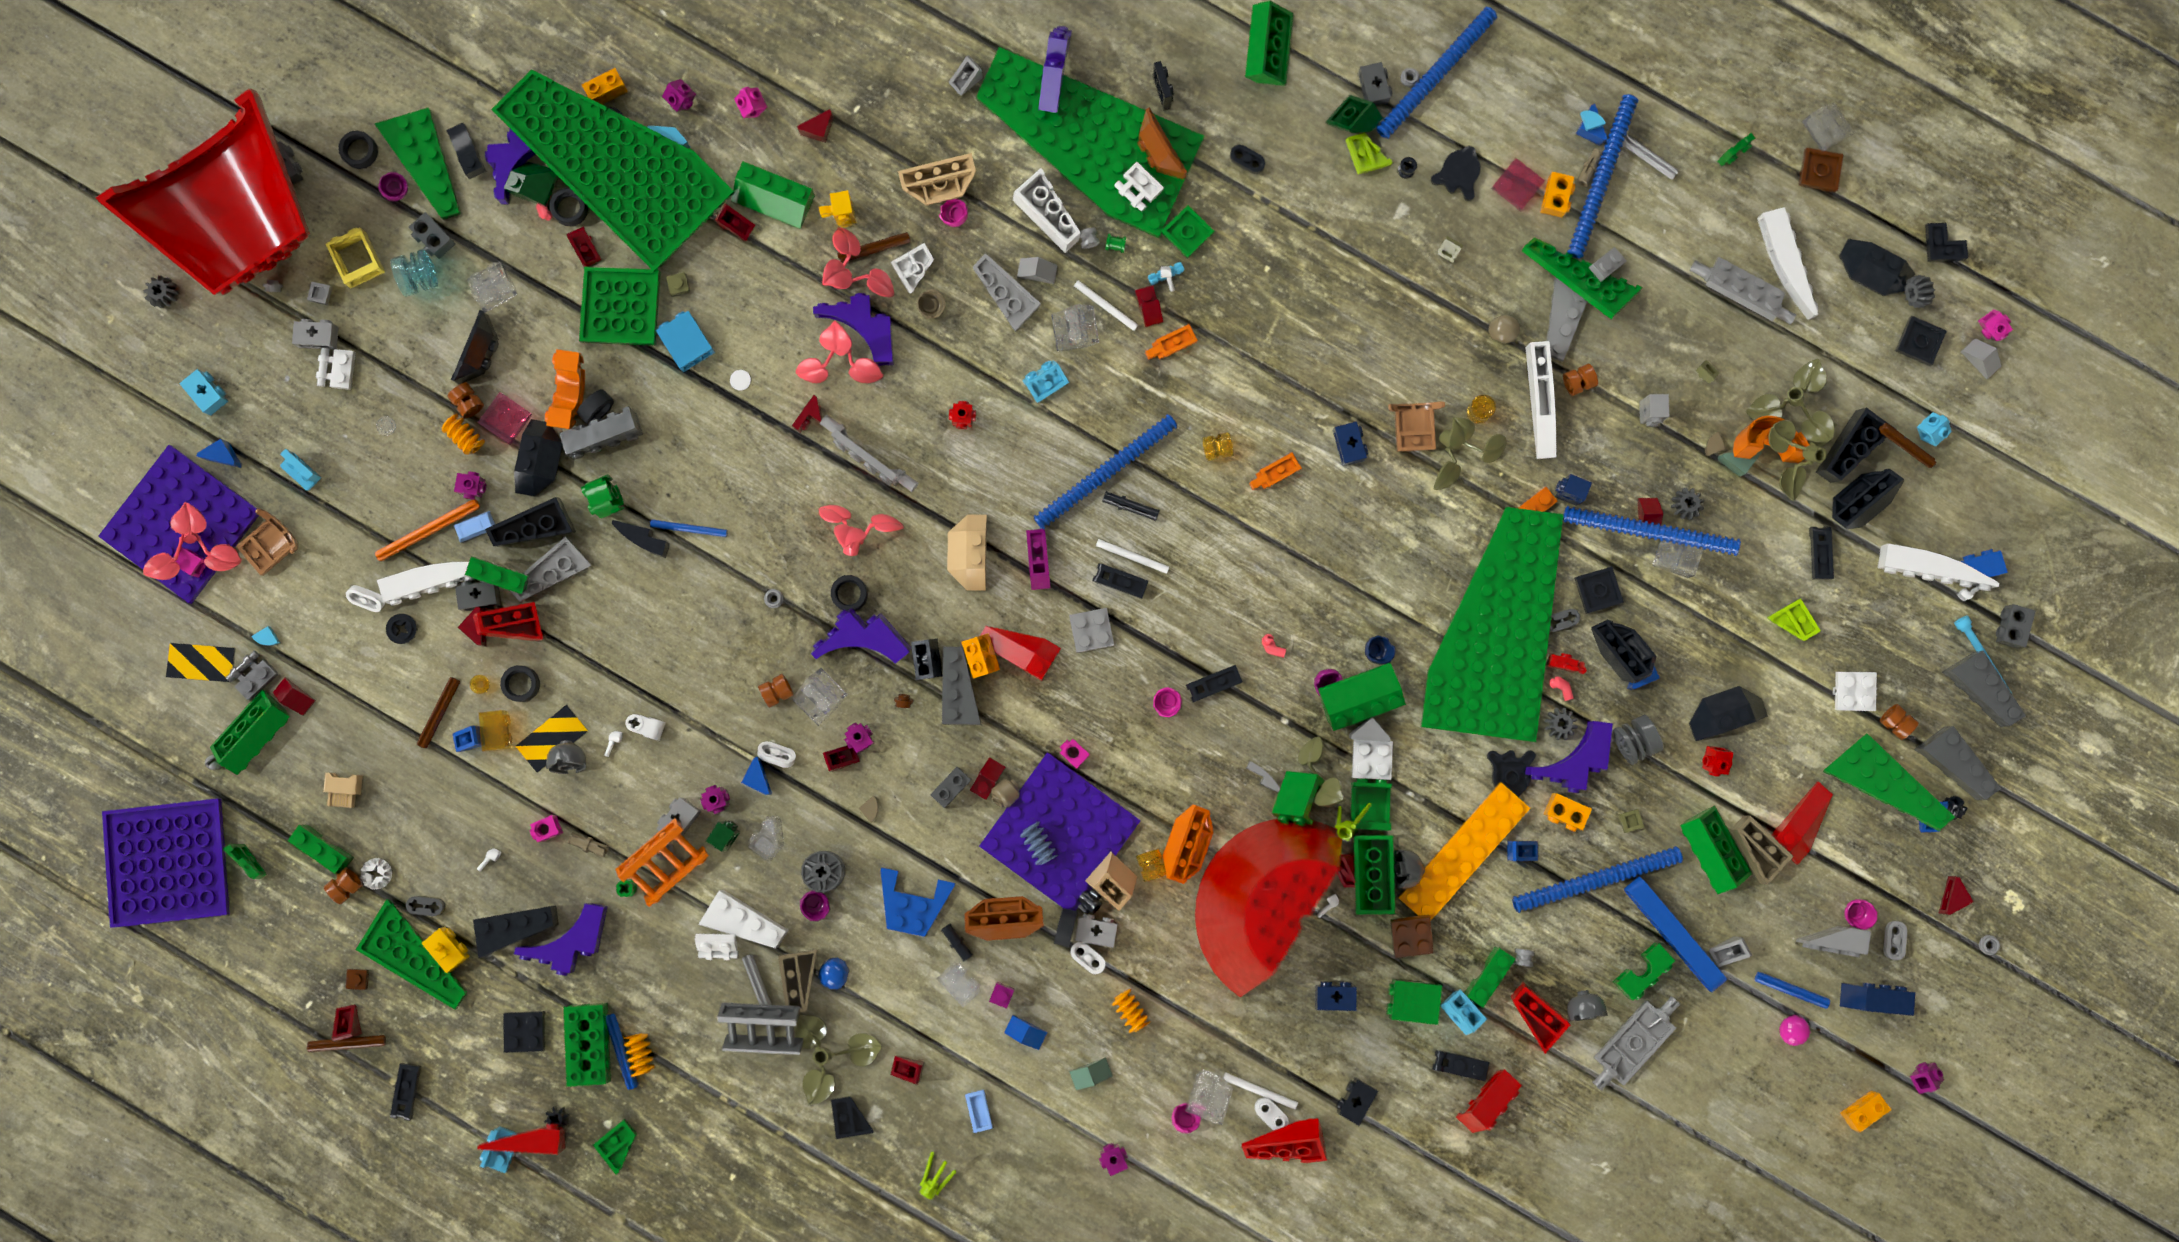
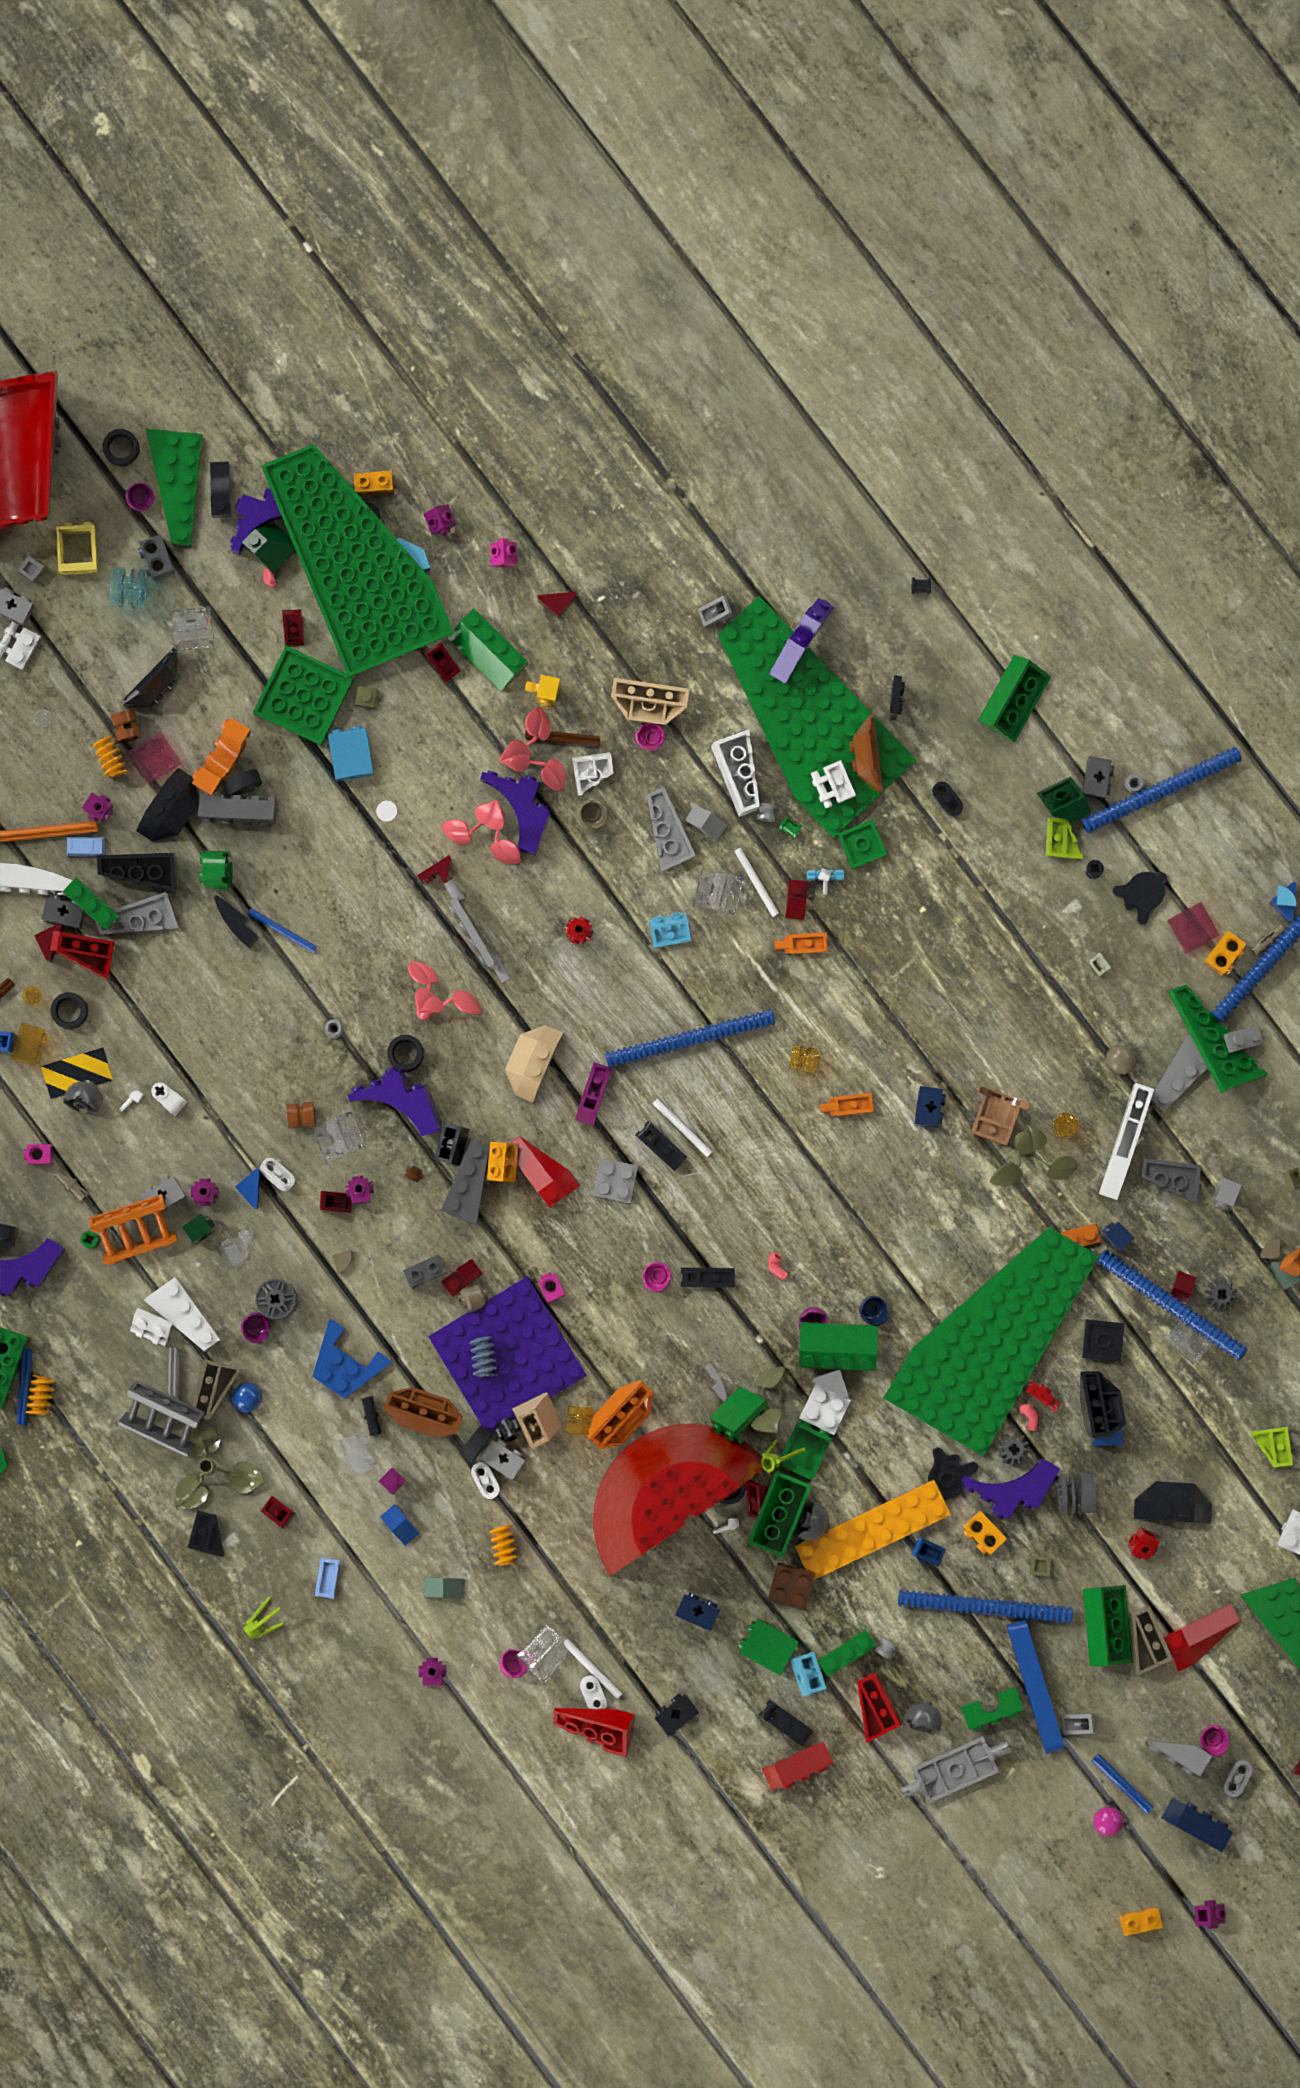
camera: 25 degrees right, 0 degrees up
(555, 201) = (279, 583): black tyre -> none
(1131, 506) = (701, 1081): black pin -> none
(1562, 625) = (1058, 1359): dark grey beam -> none
(1582, 379) = (1170, 1136): dark orange wheel -> none
(1598, 415) = (1173, 1176): none -> dark grey wing

